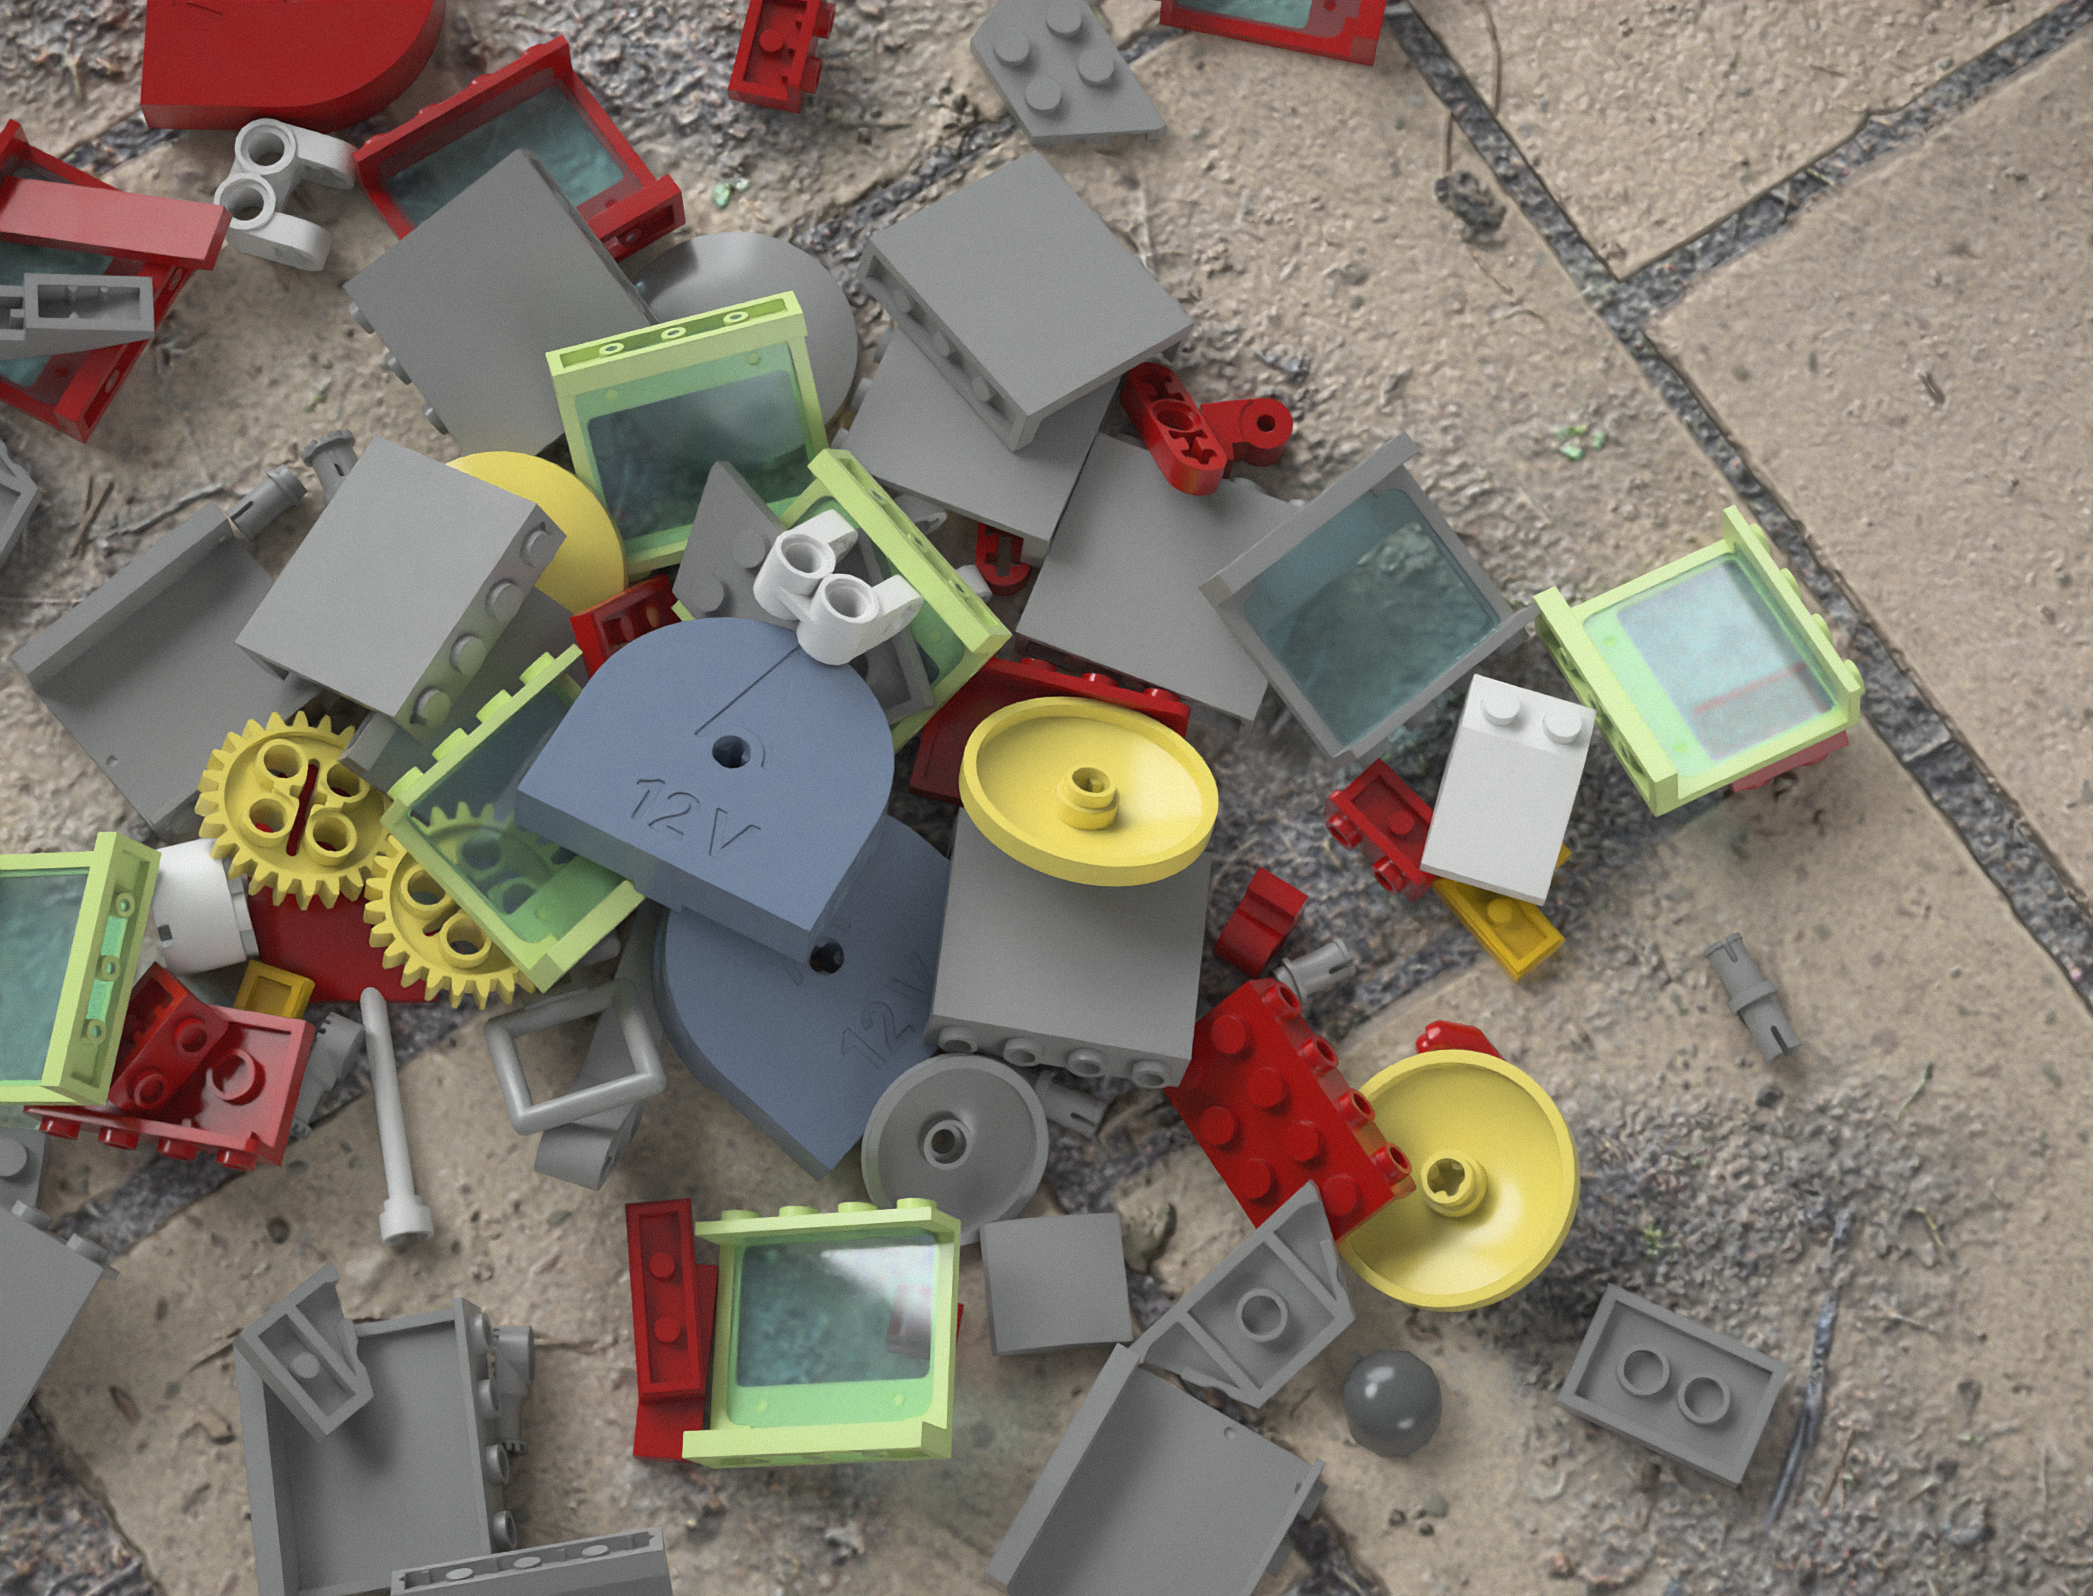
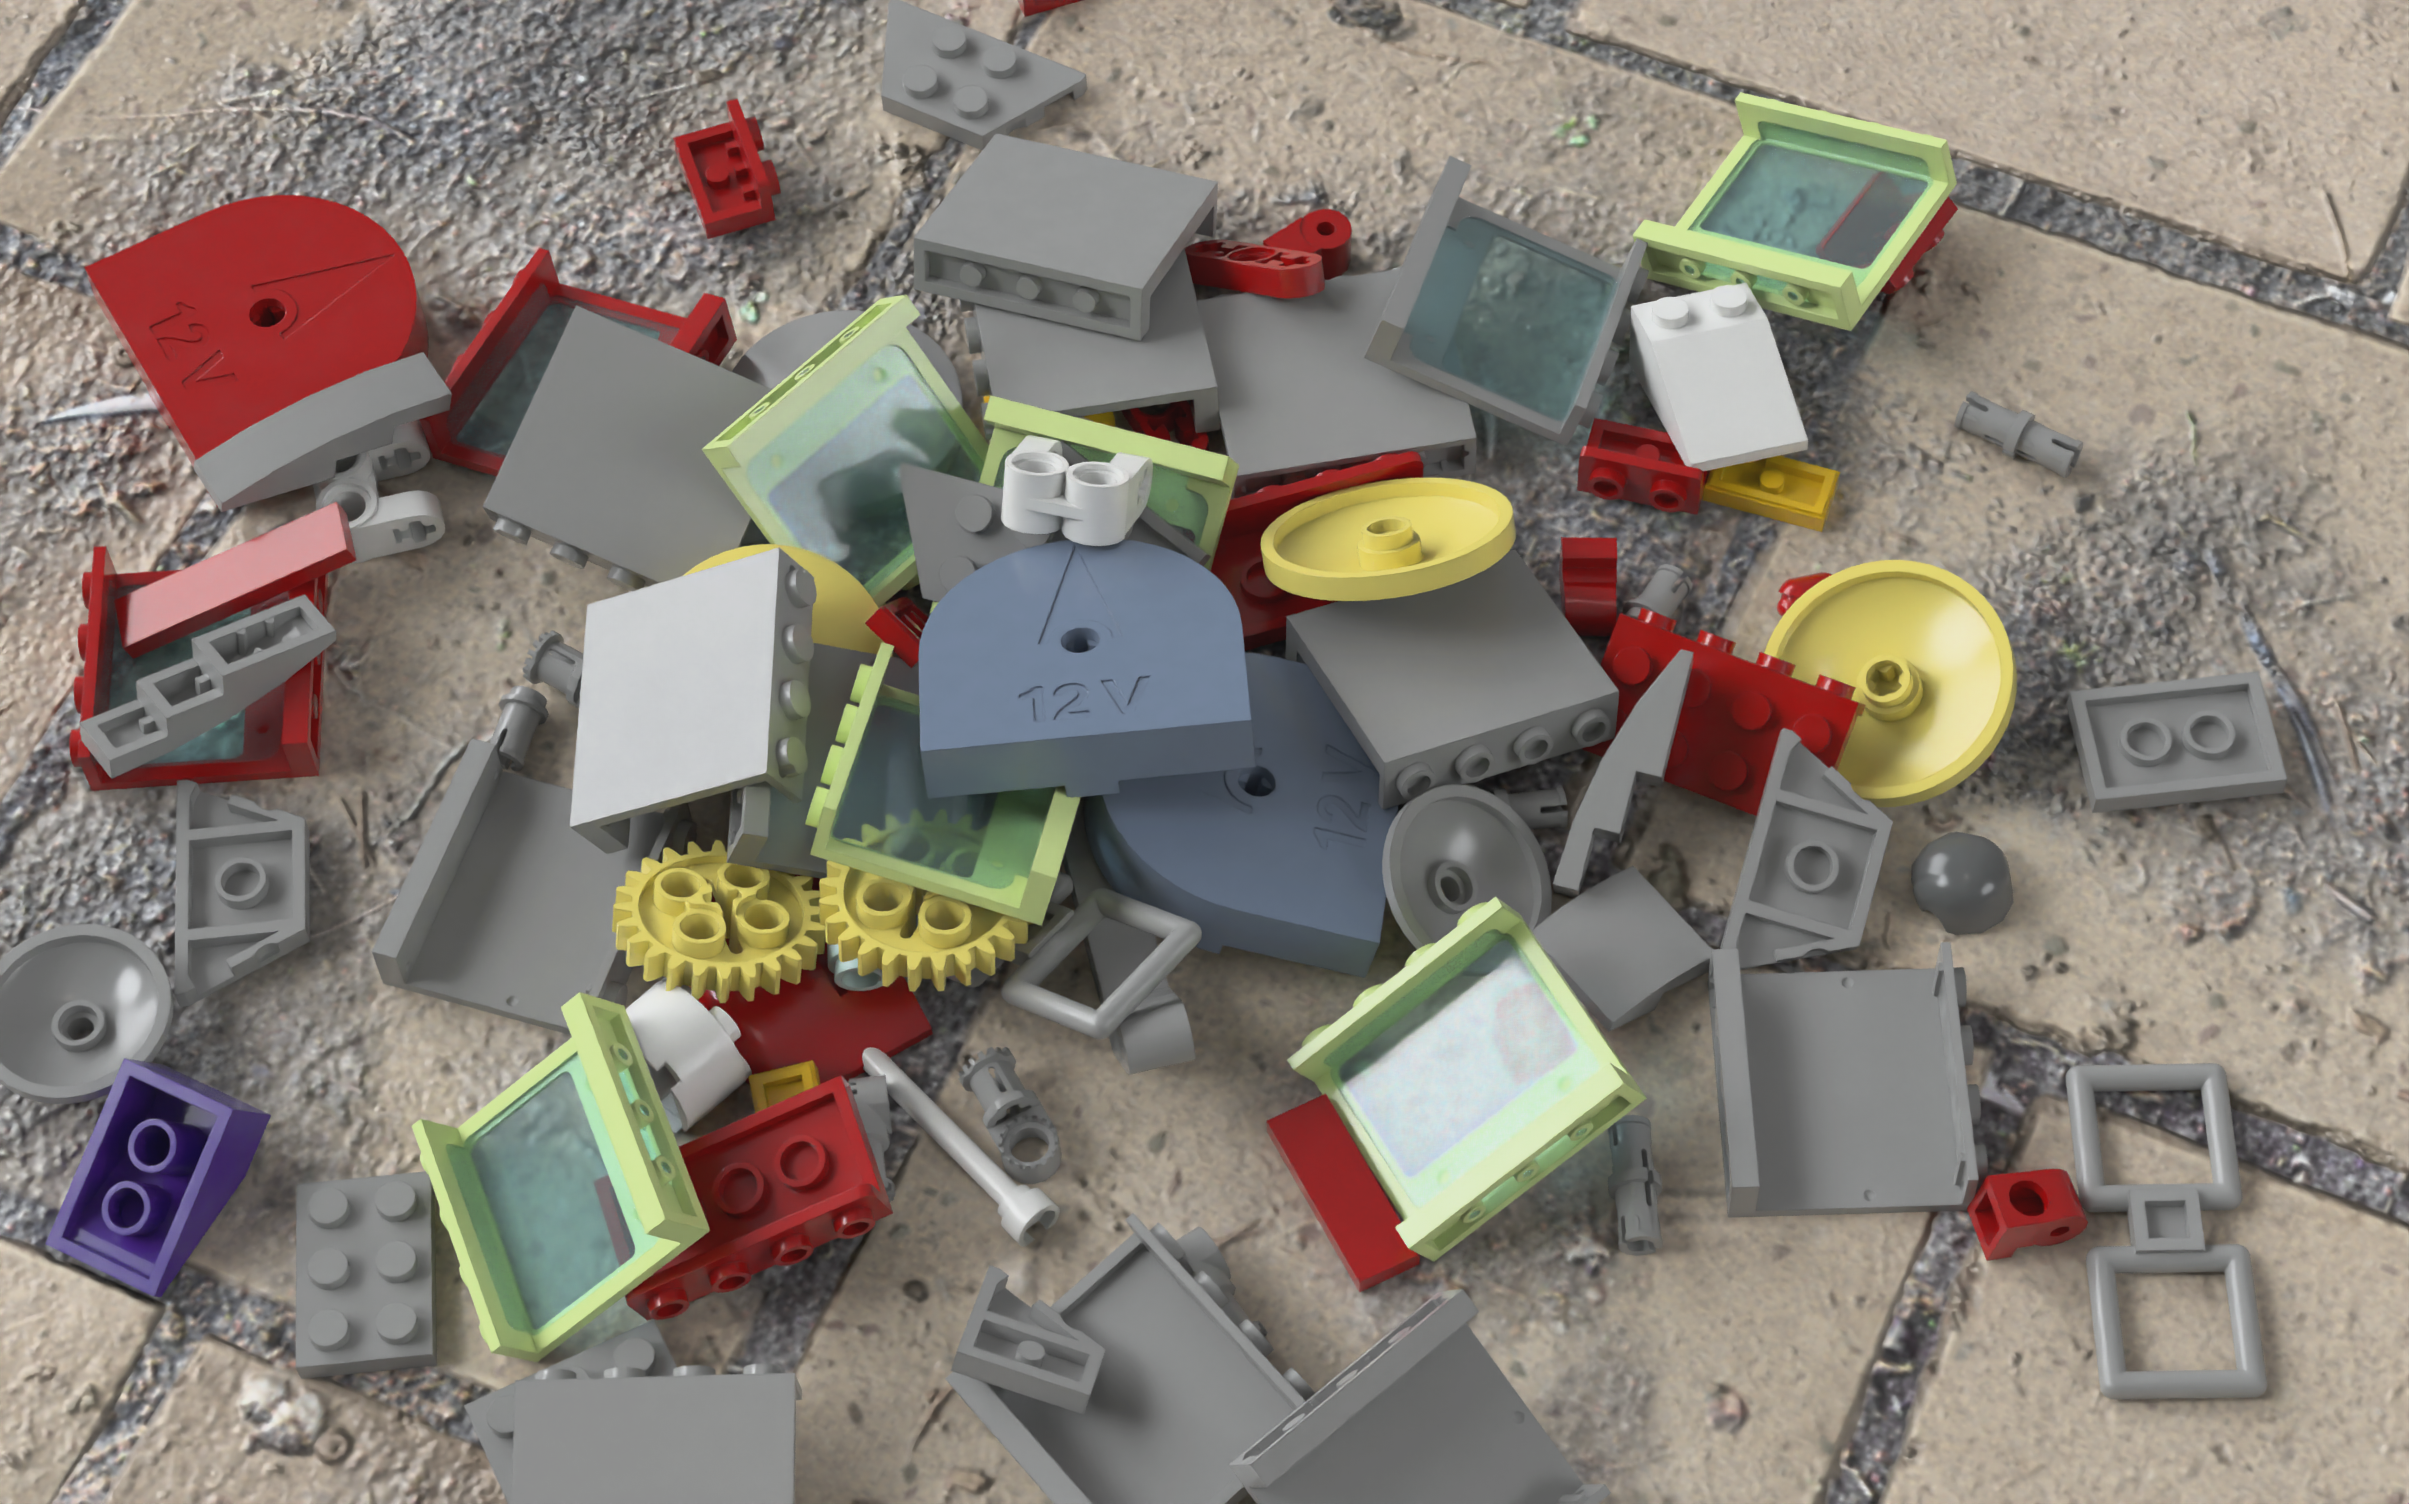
camera: 25 degrees left, 15 degrees down
(160, 1042) = (726, 1161): red bracket -> none
(255, 123) = (309, 436): none -> light grey slope
(448, 1124) = (1026, 1114): none -> light grey connector
(665, 1300) = (1301, 1141): red tile -> none
(917, 1512) = (1635, 1186): none -> light grey pin
(1171, 1126) = (1636, 754): none -> light grey slope

